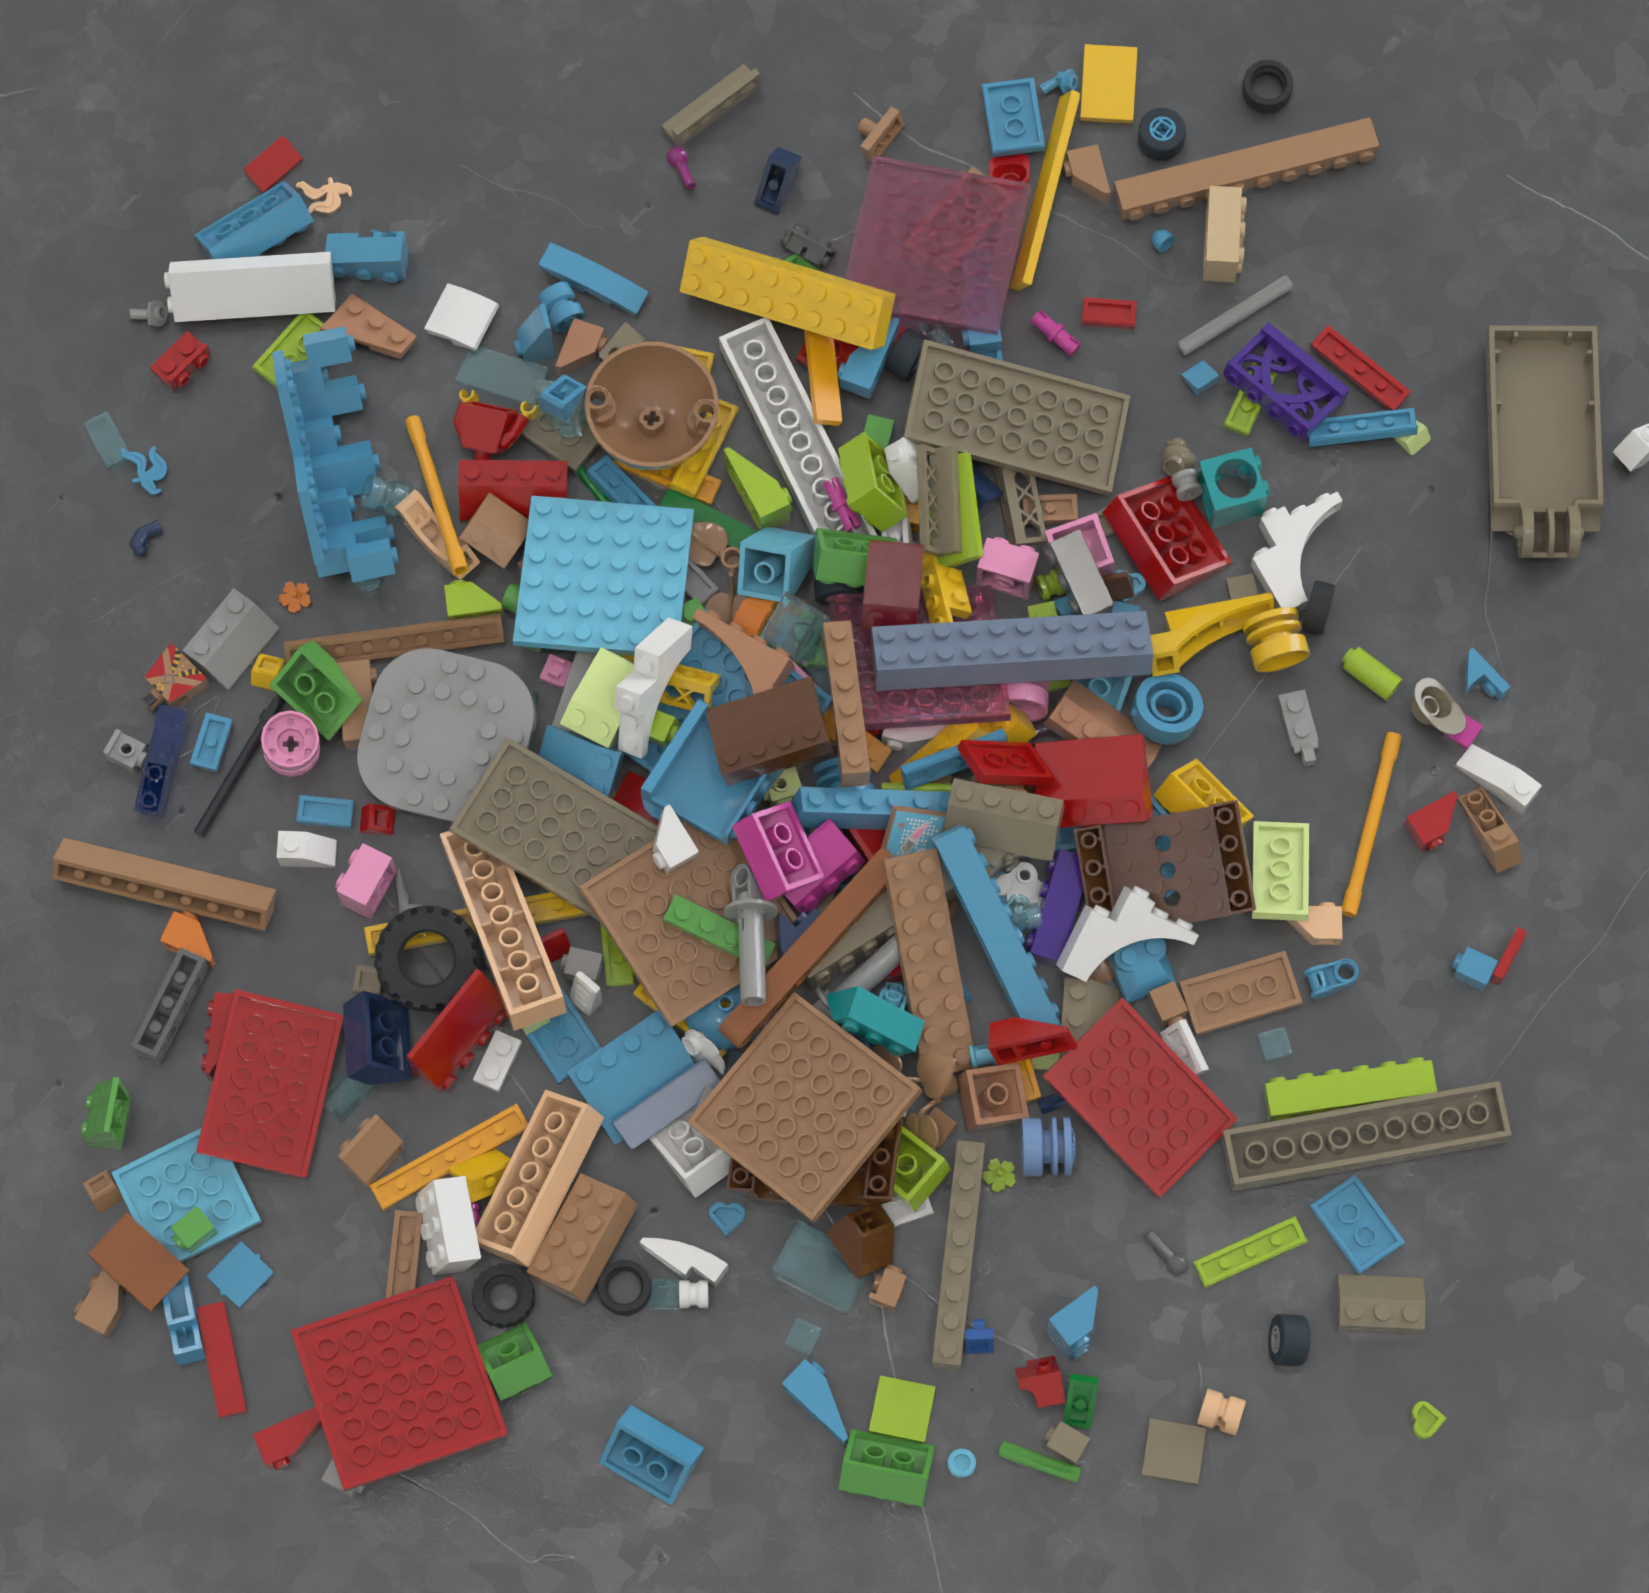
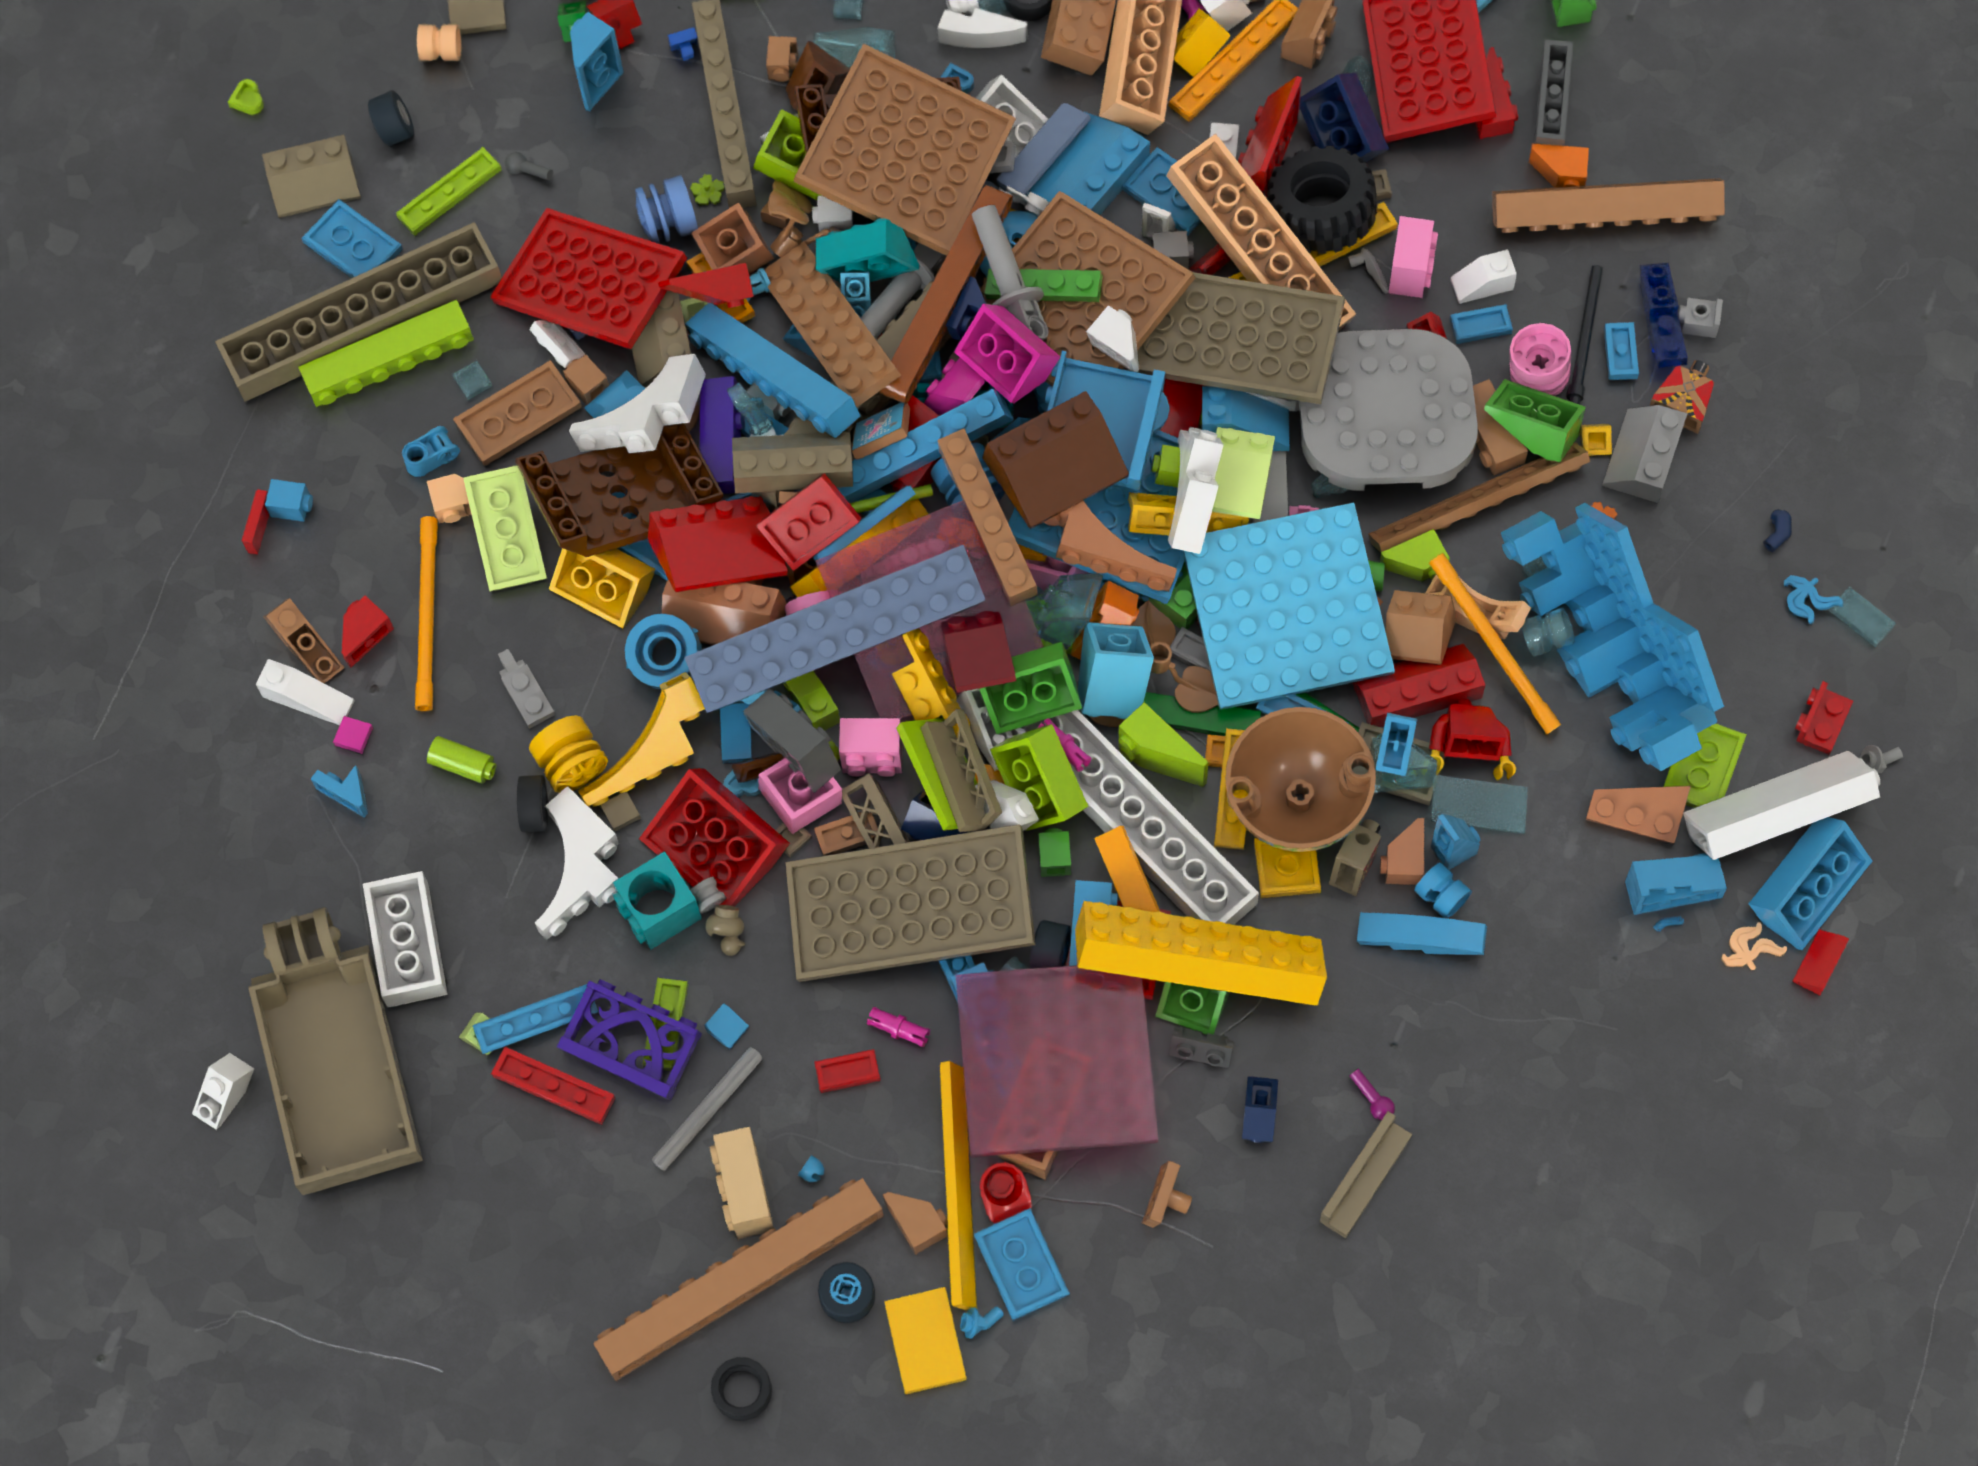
camera: 165 degrees right, 5 degrees down
(461, 317) = (1546, 853): white slope -> none
(1436, 707) = (381, 737): dark tan piece -> none
(1458, 523) = (404, 939): none -> white brick

